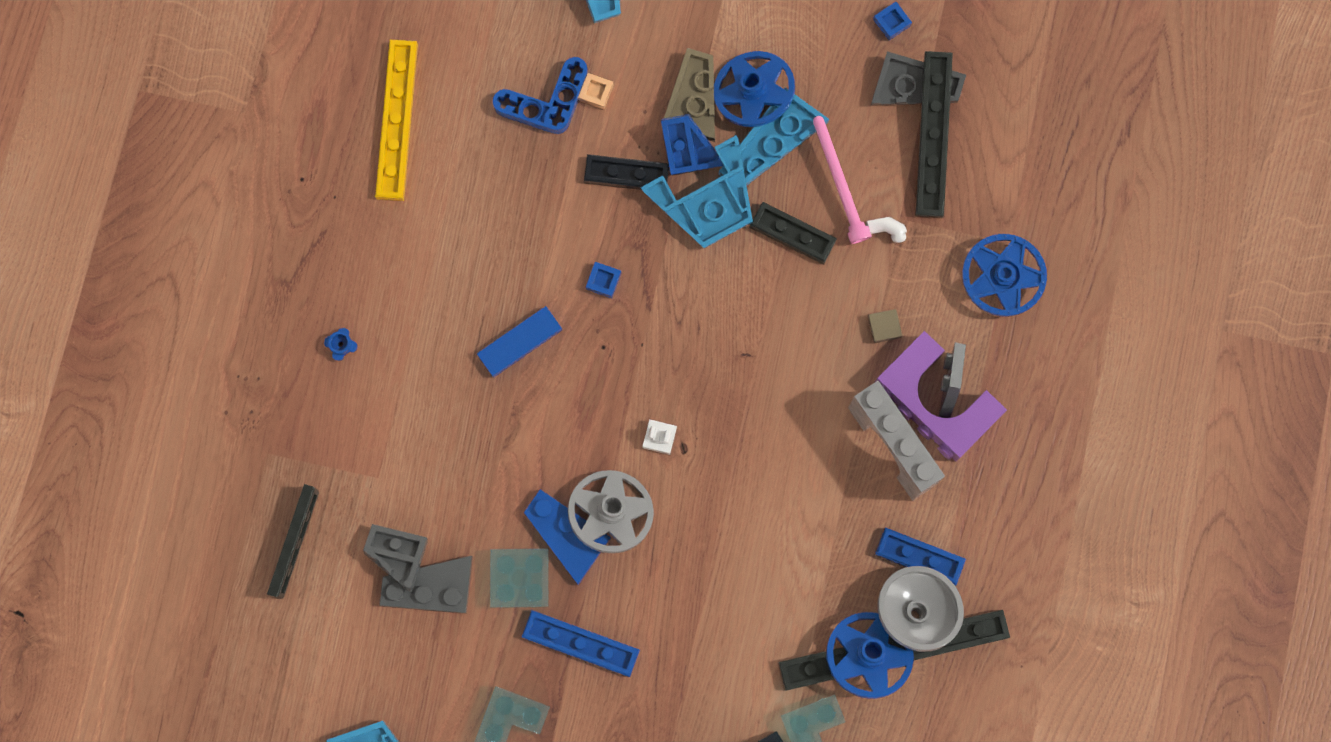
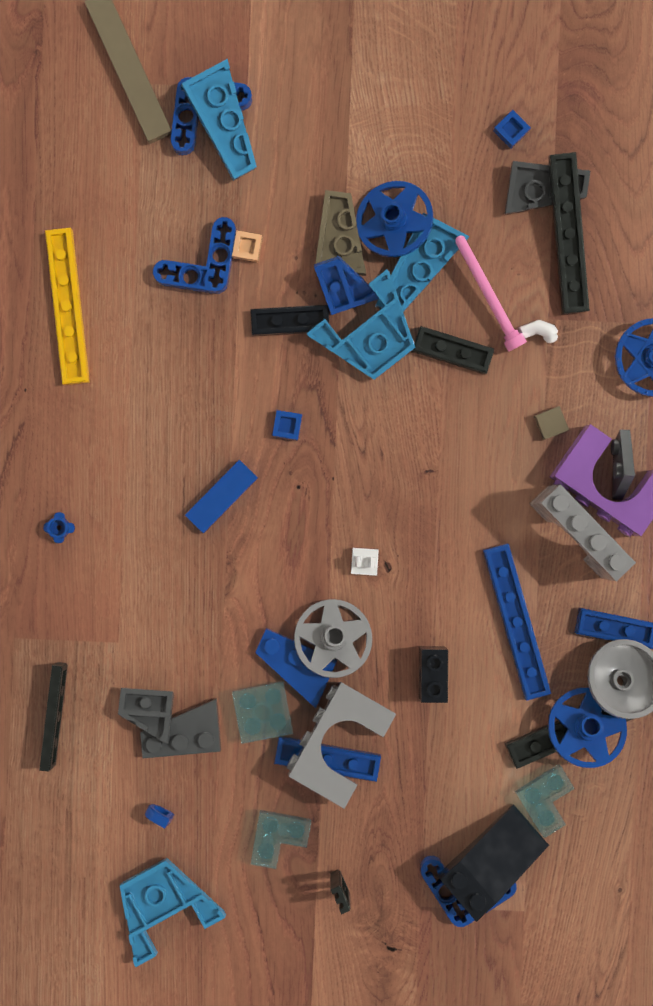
camera: 15 degrees left, 10 degrees up
(385, 670) = (159, 815): none -> blue tile
(609, 586) = (309, 765): none -> light grey arch
(712, 568) = (433, 674): none -> black brick
(813, 531) = (516, 622): none -> blue tile

